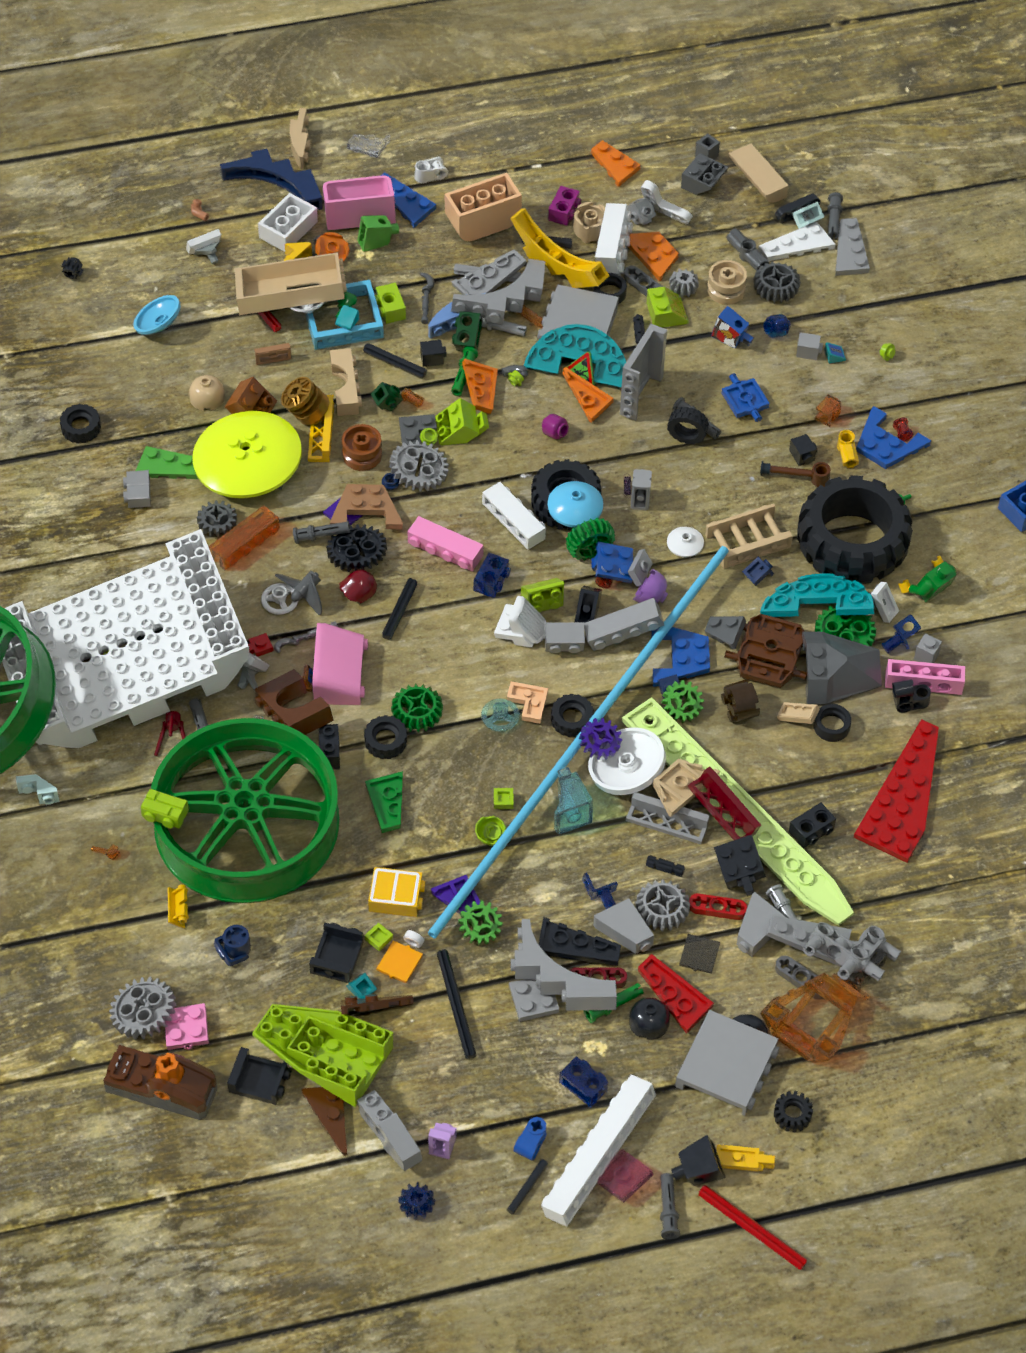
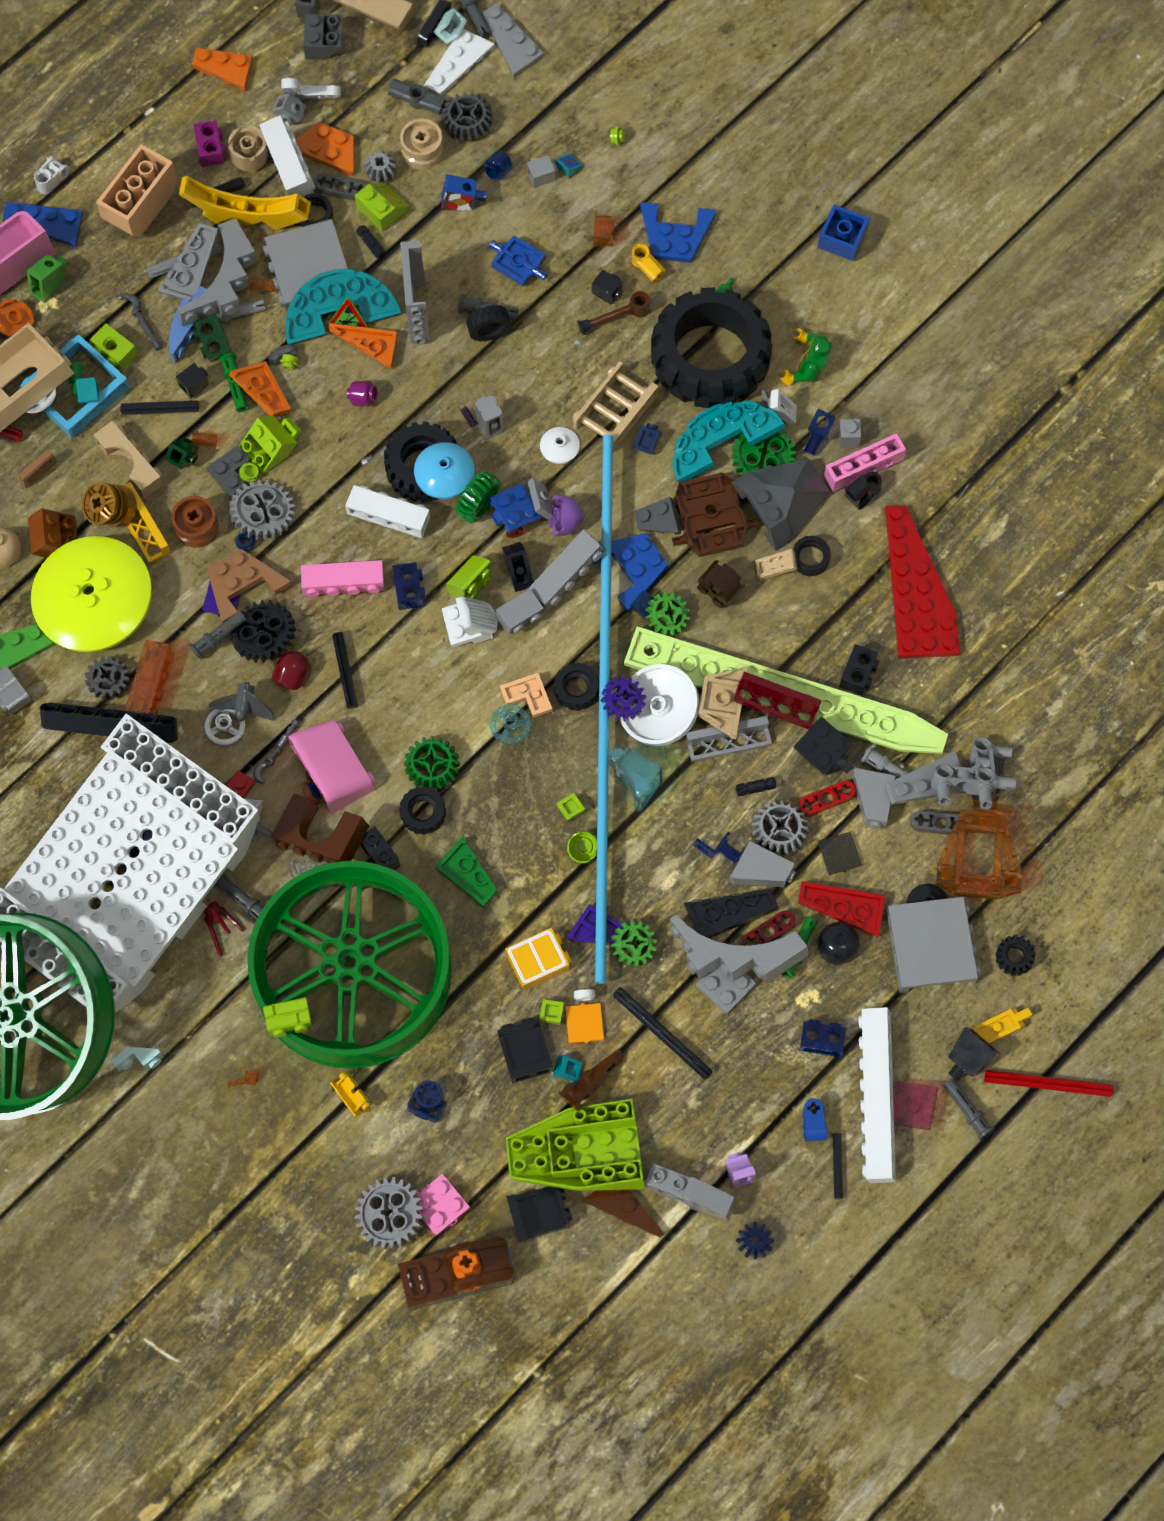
camera: 30 degrees left, 15 degrees up
(169, 530) = (103, 721): none -> black beam
(903, 429) = (683, 212): clear red bush -> none

